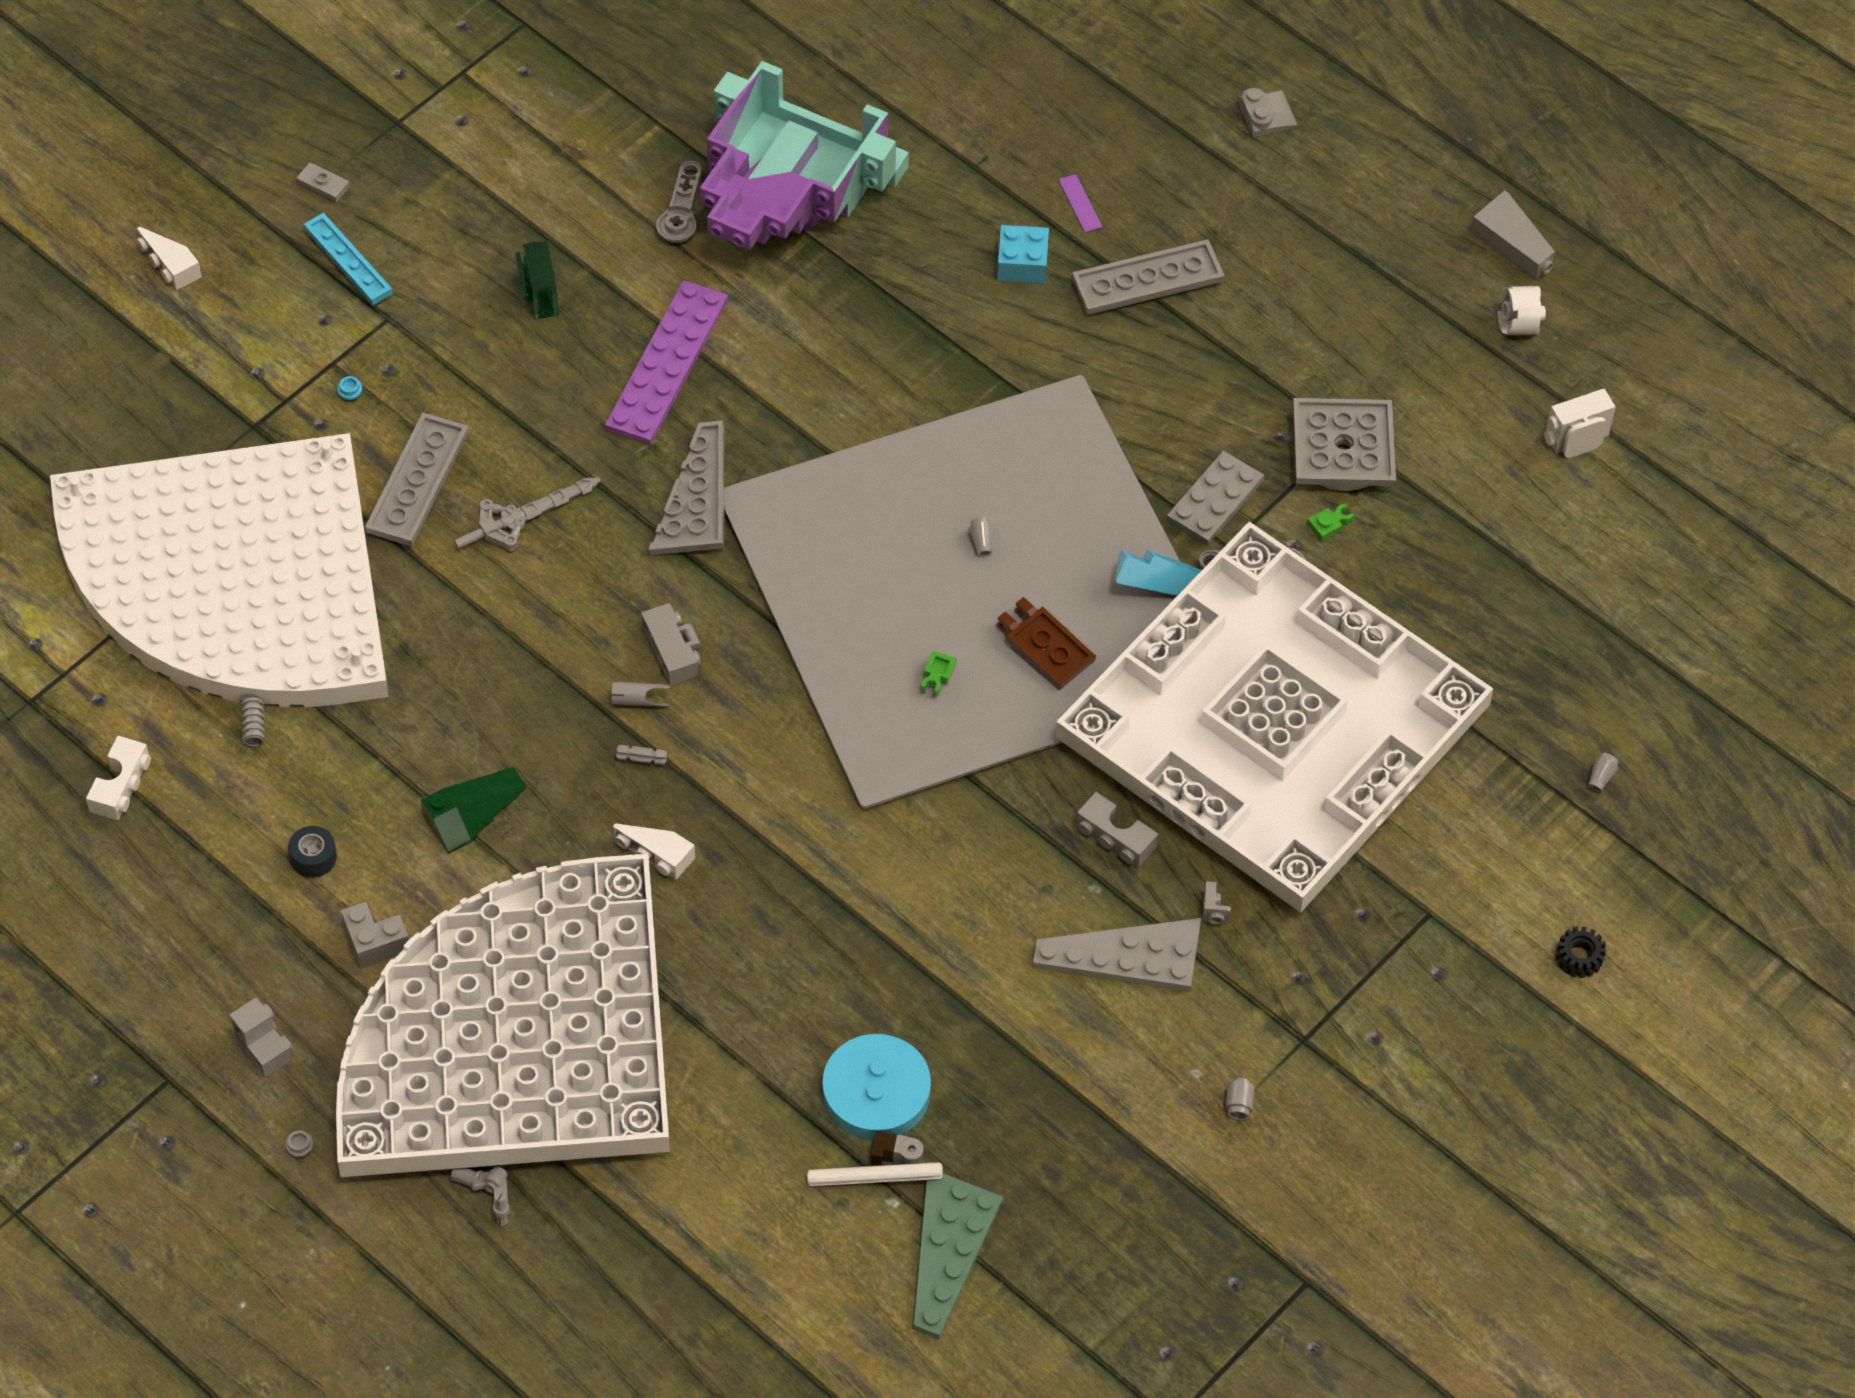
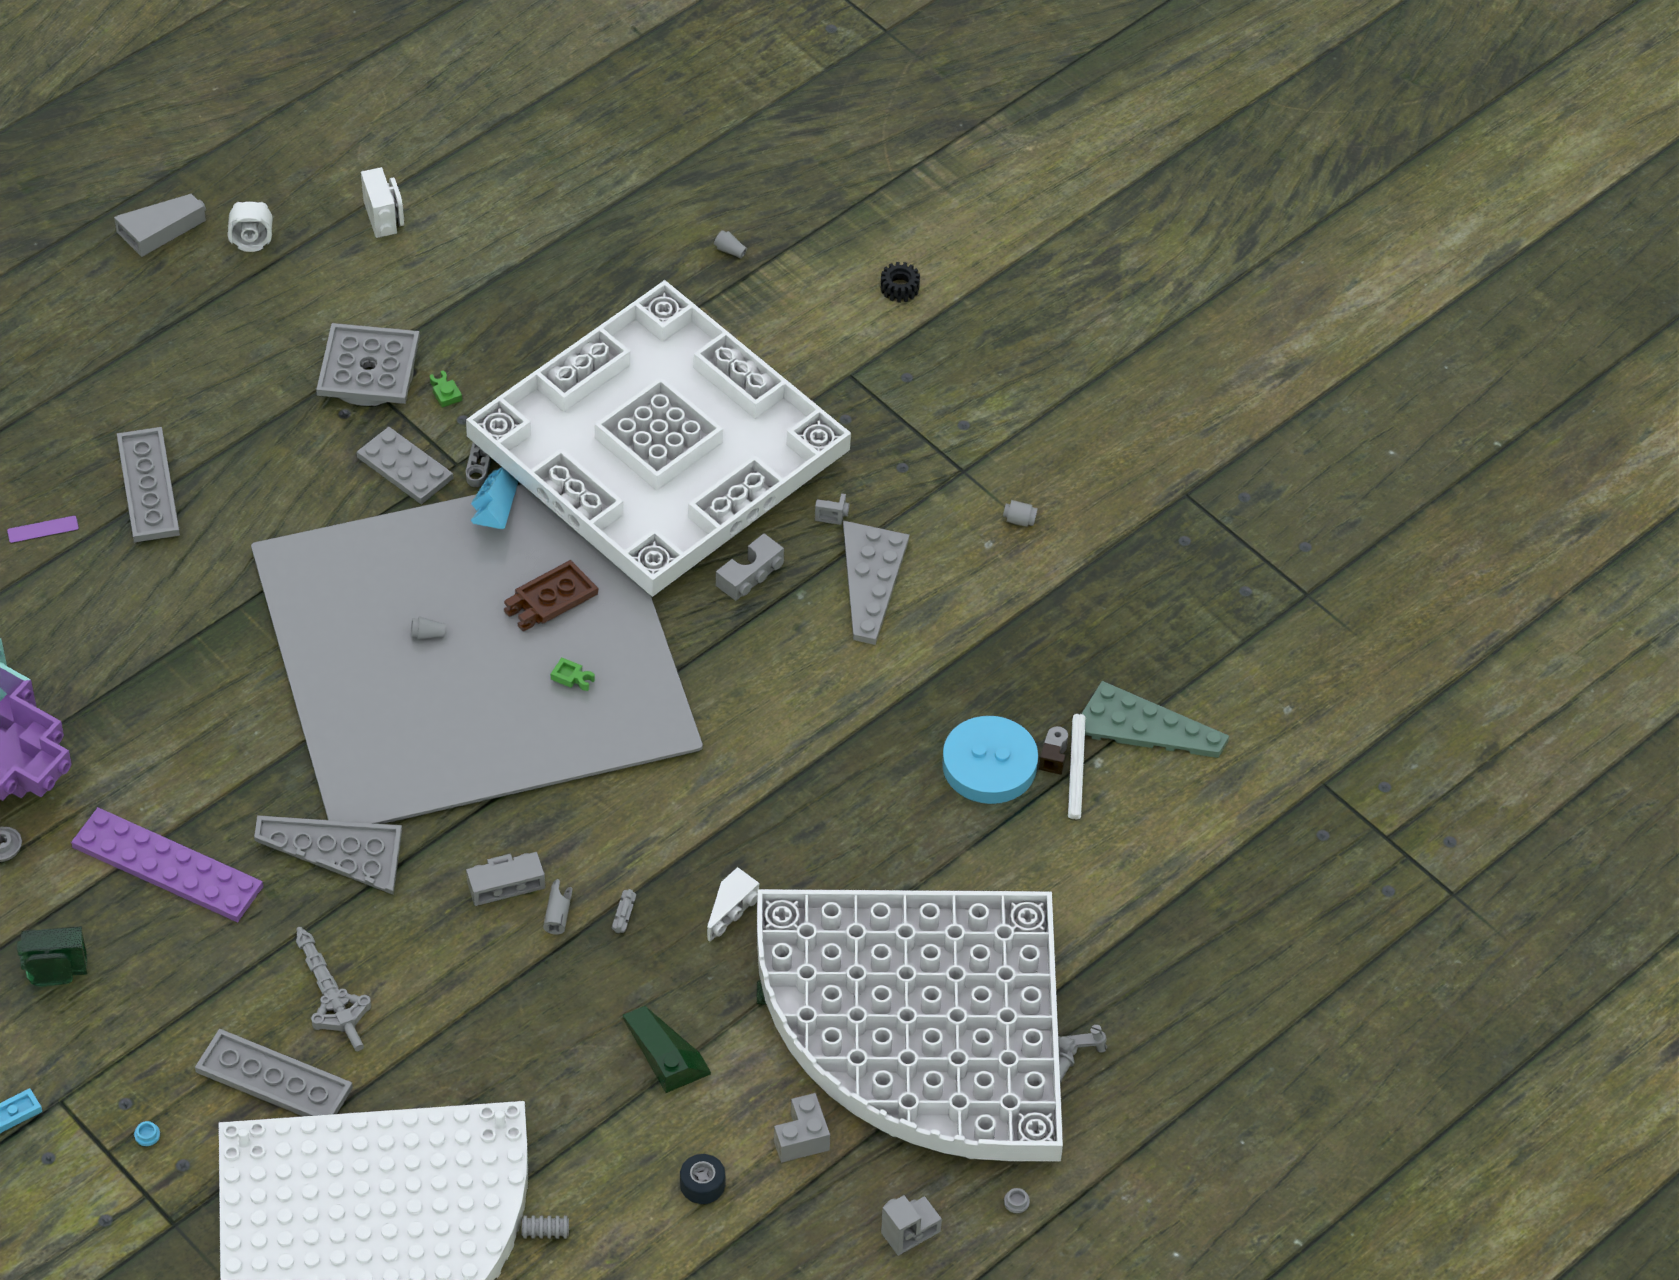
camera: 85 degrees left, 5 degrees down
(1023, 254) = (102, 571): medium azure brick -> none

